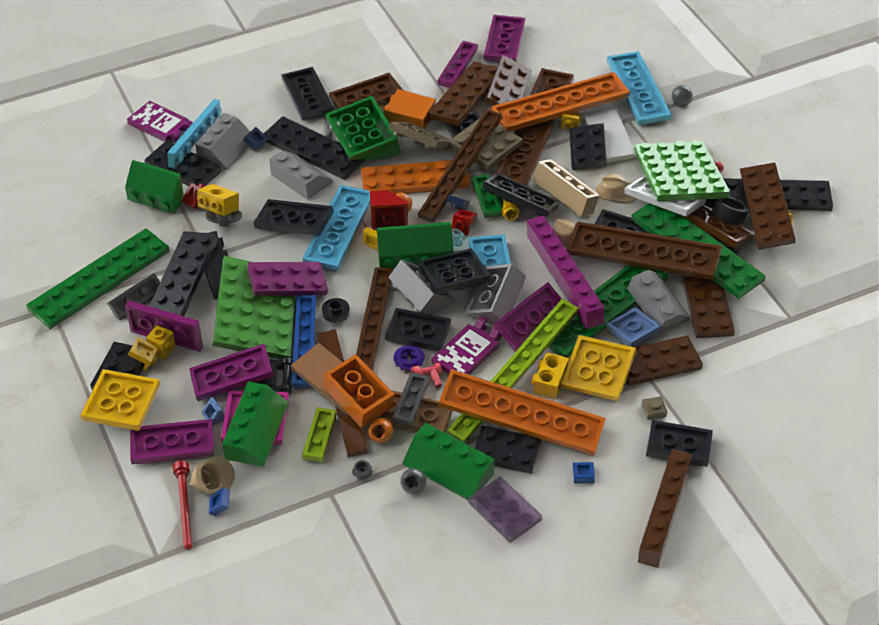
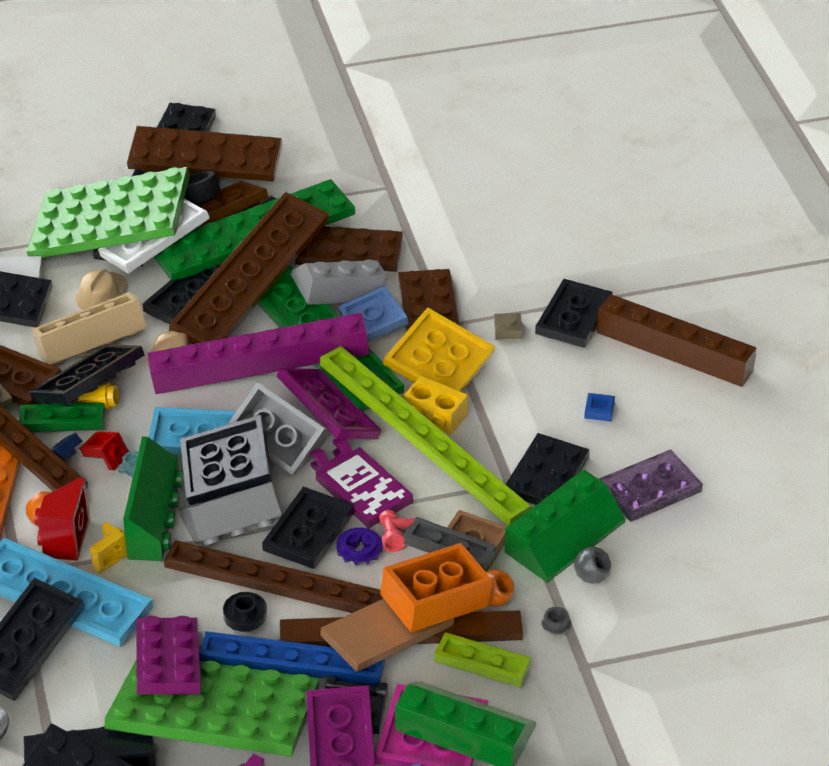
camera: 80 degrees left, 5 degrees down
(522, 412) = (500, 437): orange plate -> none

